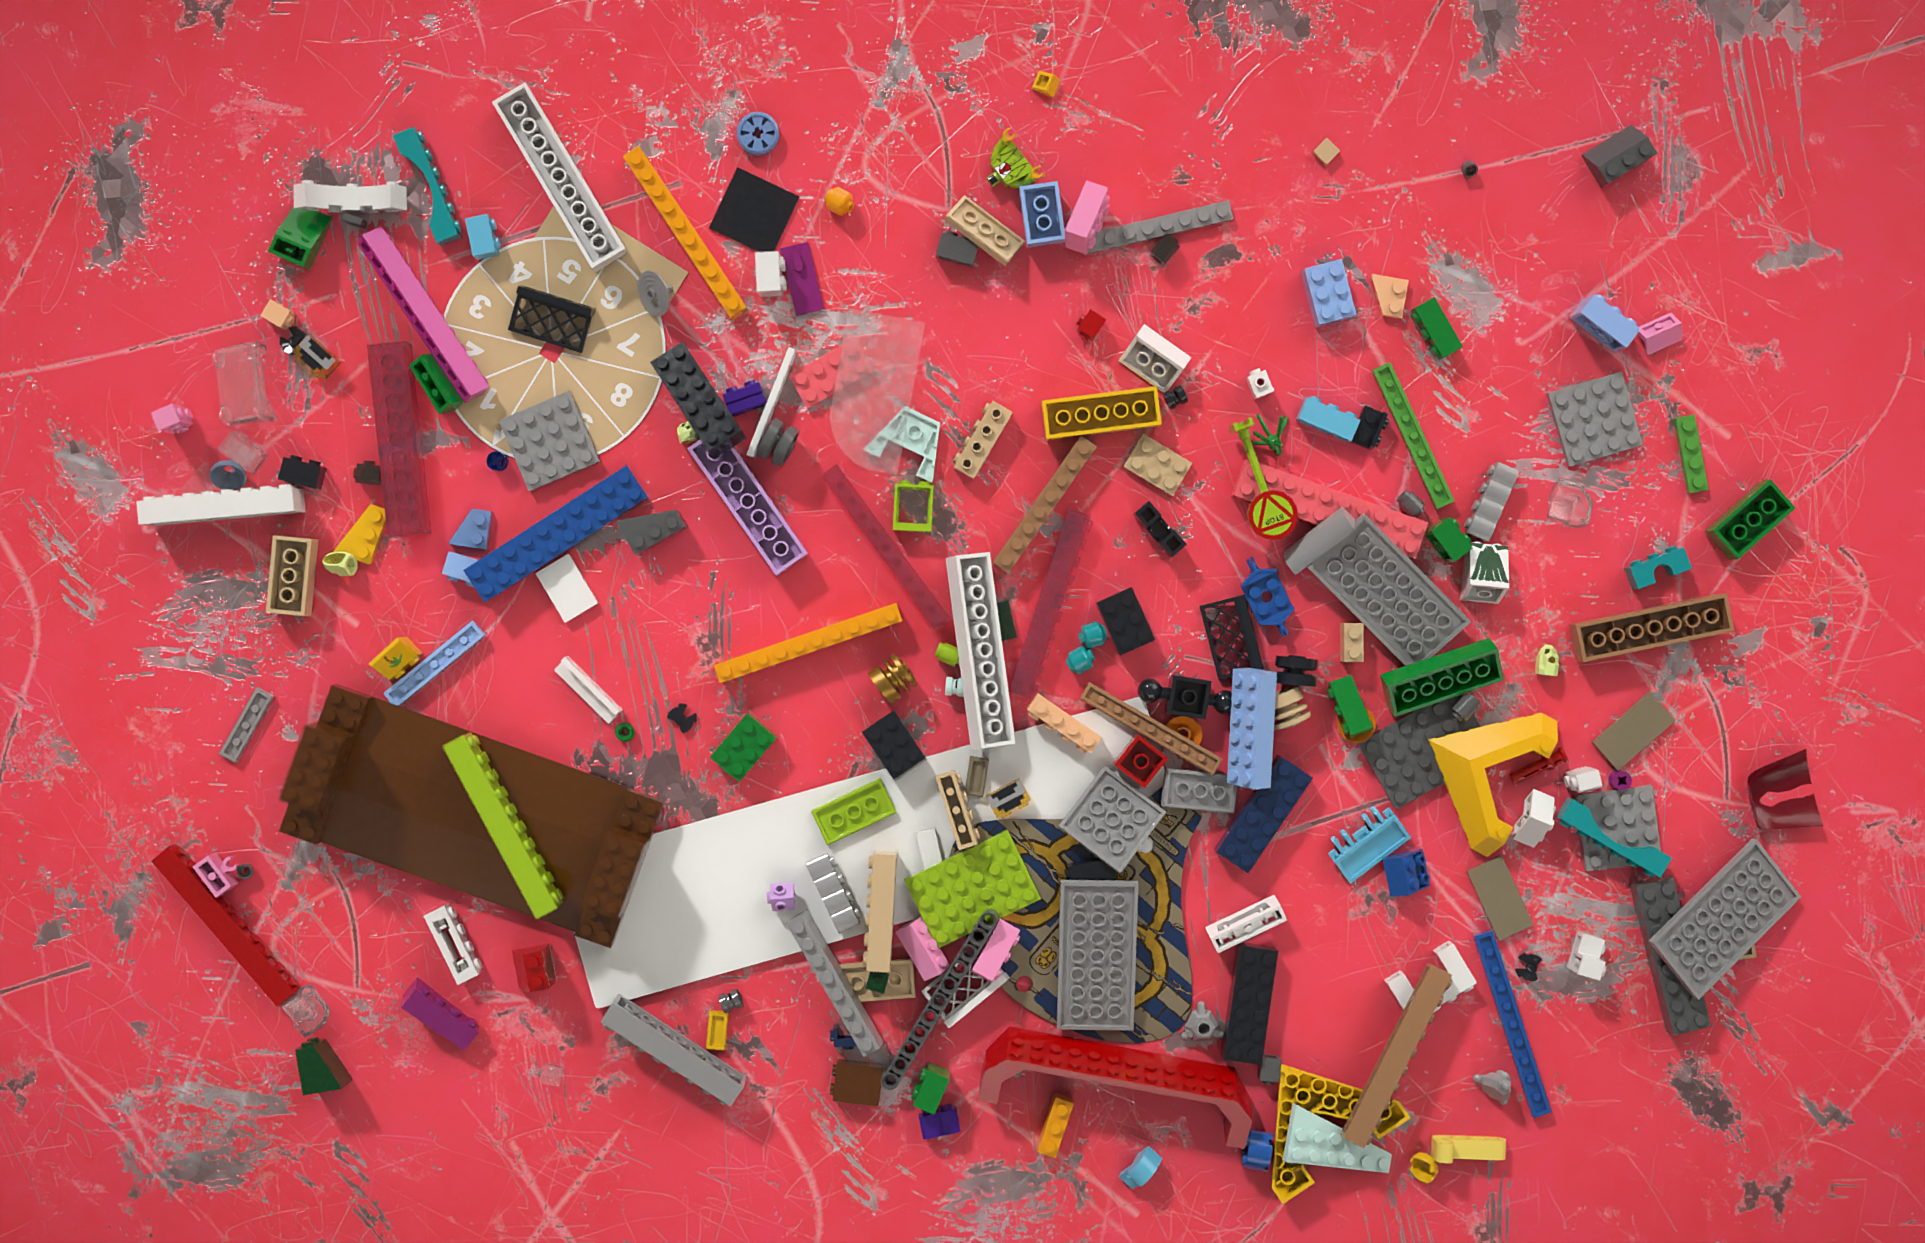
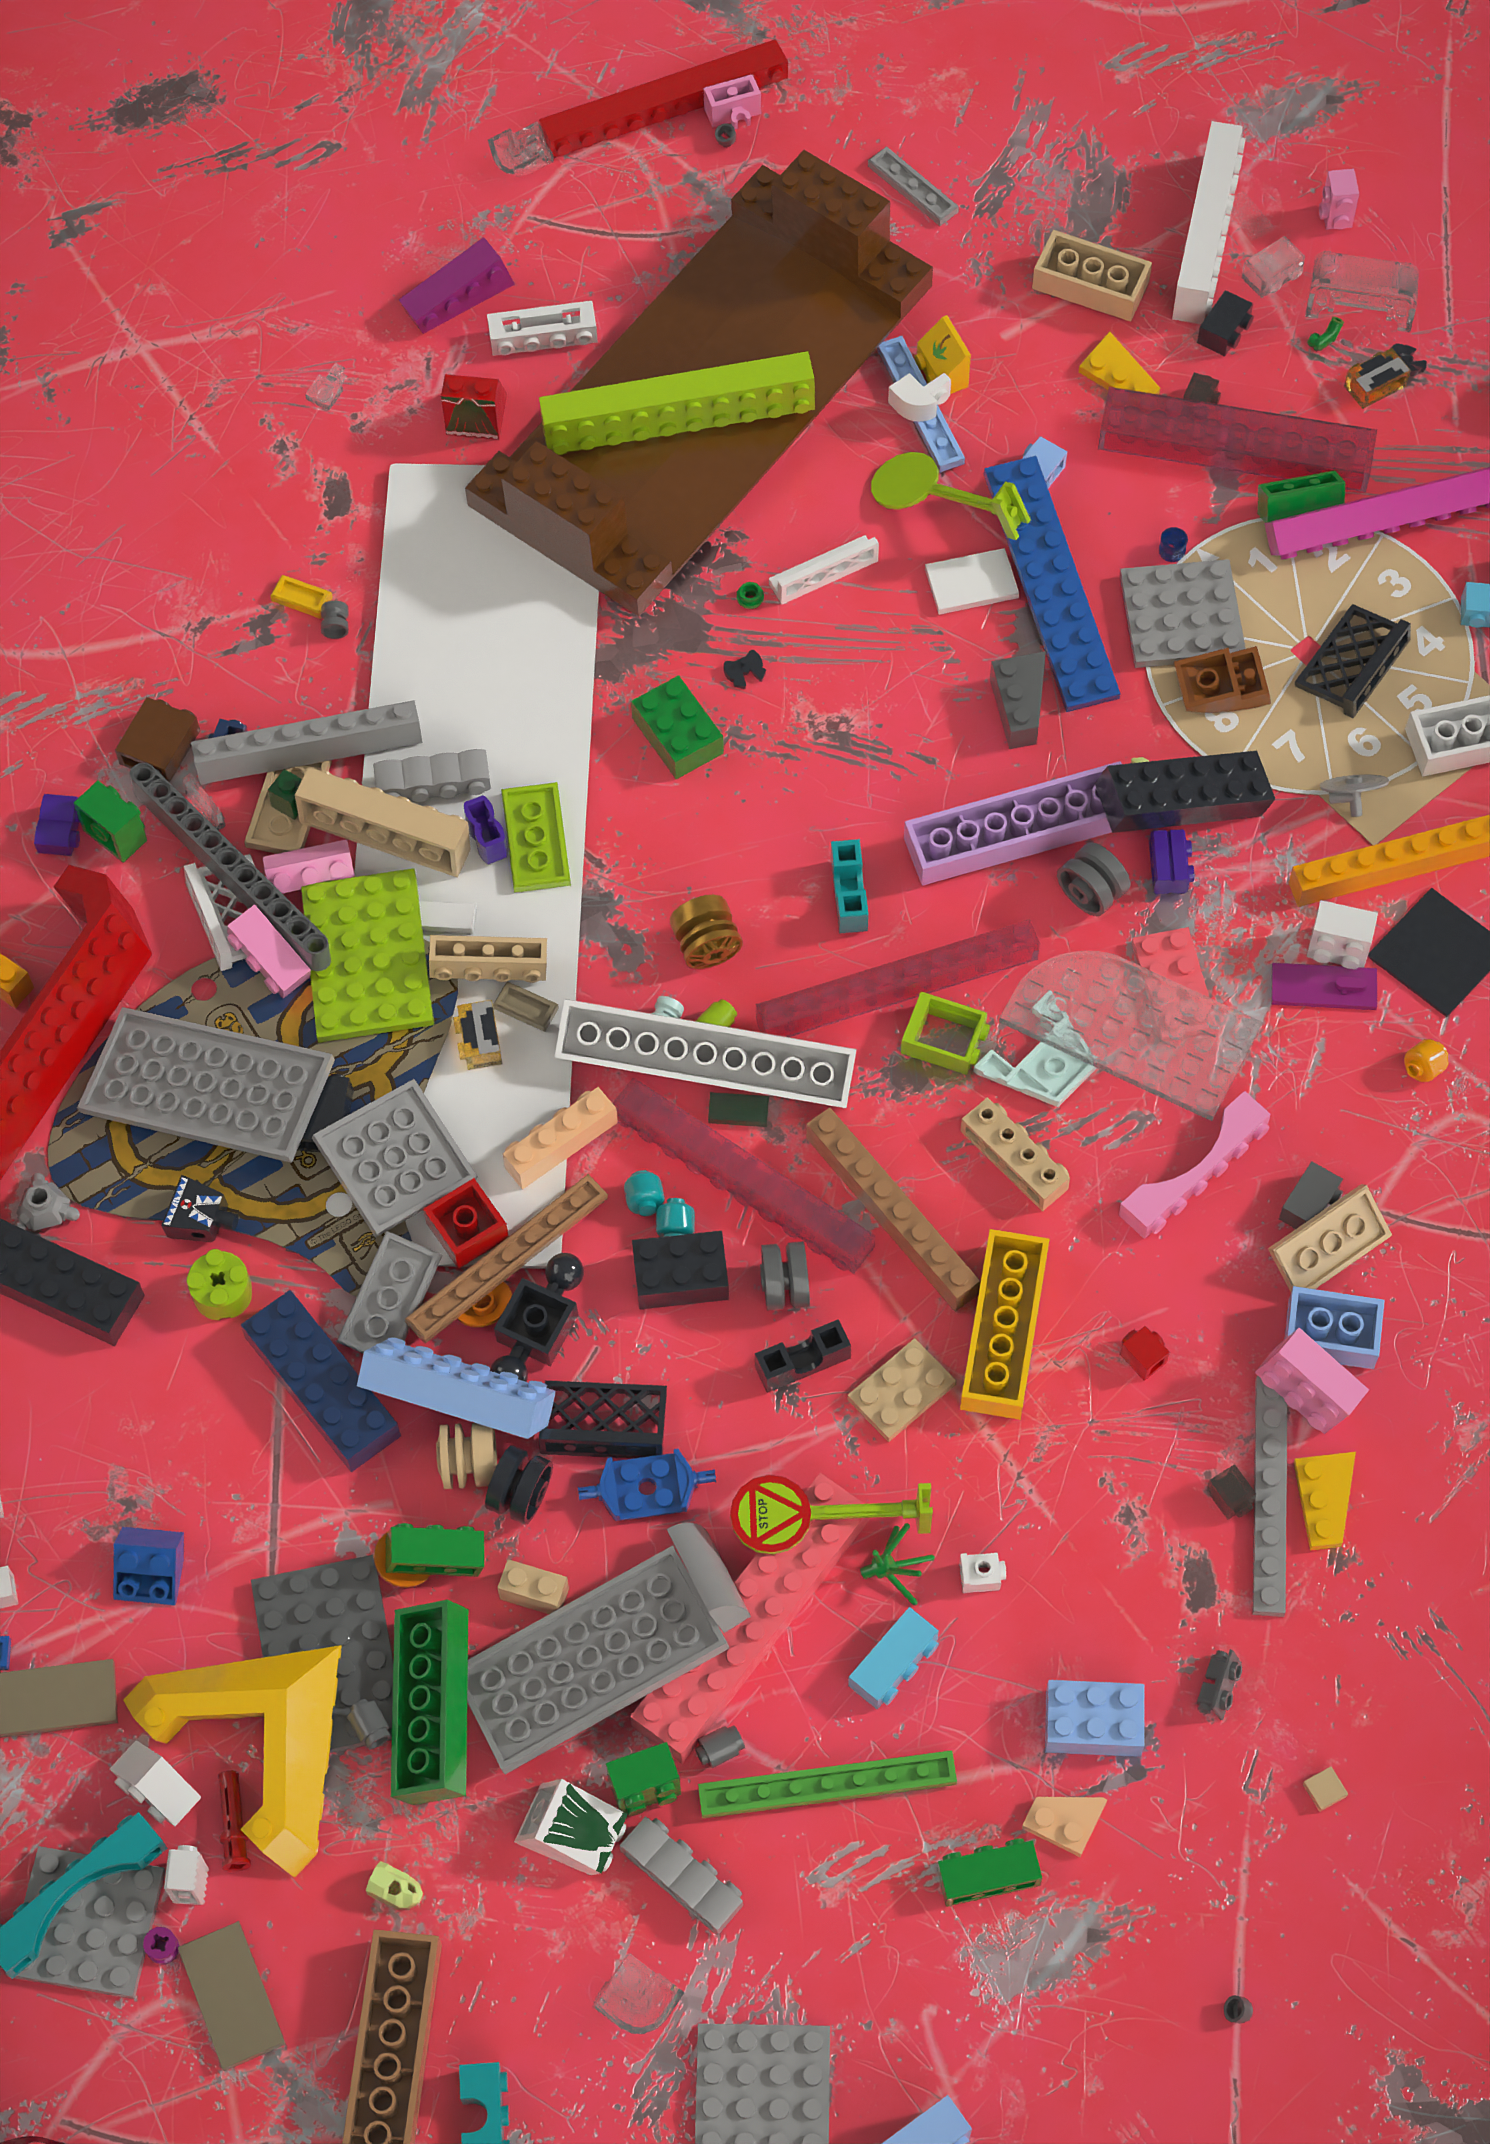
camera: 105 degrees right, 25 degrees down
(227, 479) = (1247, 240): sand blue piece -> none
(278, 314) = (1446, 350): light nougat brick -> none
(289, 398) = (1328, 337): none -> green arm
(320, 1067) = (443, 144): dark green slope -> none
(340, 563) = (1090, 333): yellowish green rock -> none
(440, 665) = (919, 402): none -> white brick
(474, 530) = (1086, 496): medium blue wing -> none
(503, 653) = (915, 475): none -> lime piece
(597, 400) = (1223, 681): none -> dark orange slope
(674, 1050) = (297, 528): light grey brick -> none
(772, 402) = (1172, 905): white tile -> none
(781, 896) = (452, 711): lavender brick -> none
(808, 642) = (795, 848): light orange brick -> none
(829, 598) = (848, 886): none -> teal arch
(859, 847) = (485, 829): none -> dark purple brick
(894, 745) = (609, 909): black brick -> none
(894, 1035) = (203, 801): none -> clear tile
(922, 307) = (1153, 1203): none -> bright pink arch
(1010, 165) = (1422, 1307): lime torso -> none
(1113, 555) = (782, 1276): none -> dark grey wheel
(1147, 195) = (1324, 1496): none -> yellow wing
(1154, 359) = (1067, 1429): white slope -> none
(1175, 397) = (997, 1441): black wheel -> none
(1180, 928) = (197, 1212): none -> black torso
(1226, 907) = (206, 1283): none -> lime brick
(1246, 923) = (167, 1305): white brick -> none
(1276, 225) = (1218, 1697): none -> dark grey hinge
(1370, 427) = (861, 1721): black bracket -> none
(1370, 845) = (208, 1522): medium azure hinge -> none

